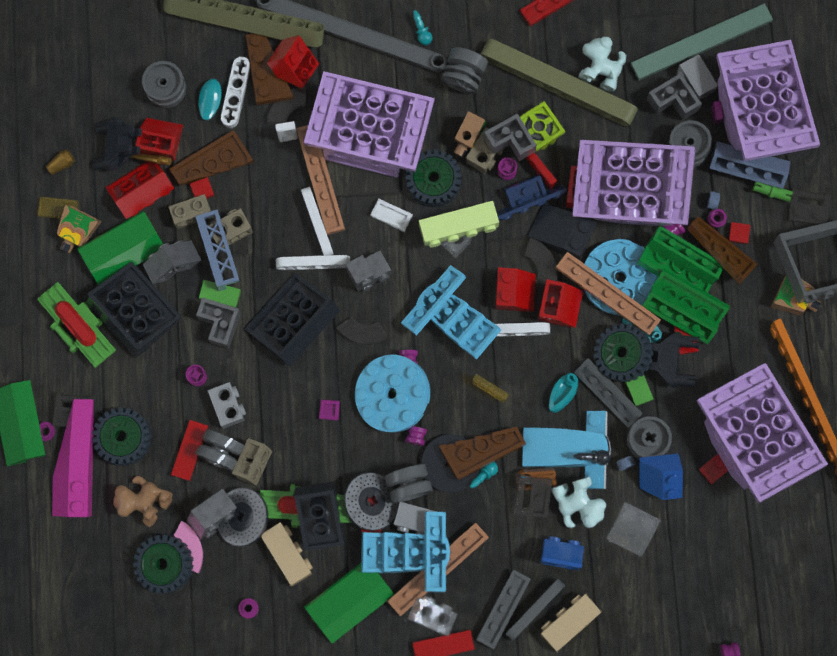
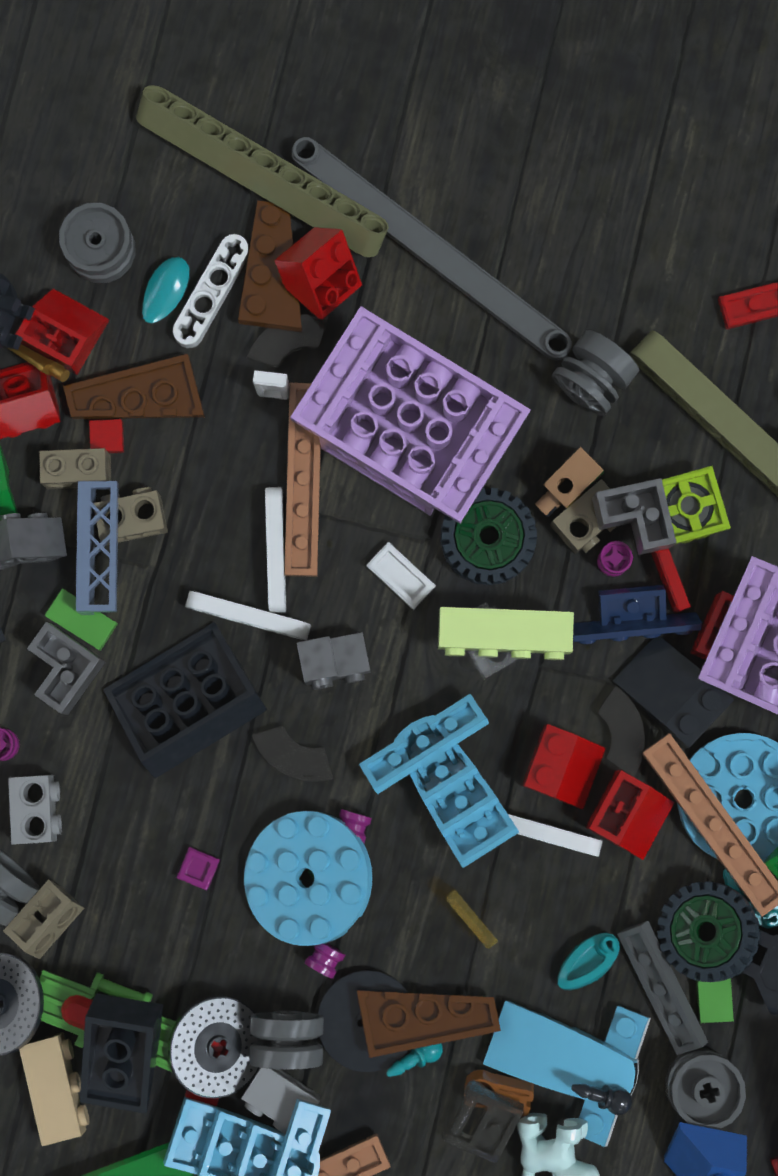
camera: 15 degrees right, 5 degrees up
(424, 36) = (548, 293): teal bar -> none
(626, 463) = (654, 1114): sand blue axle -> none

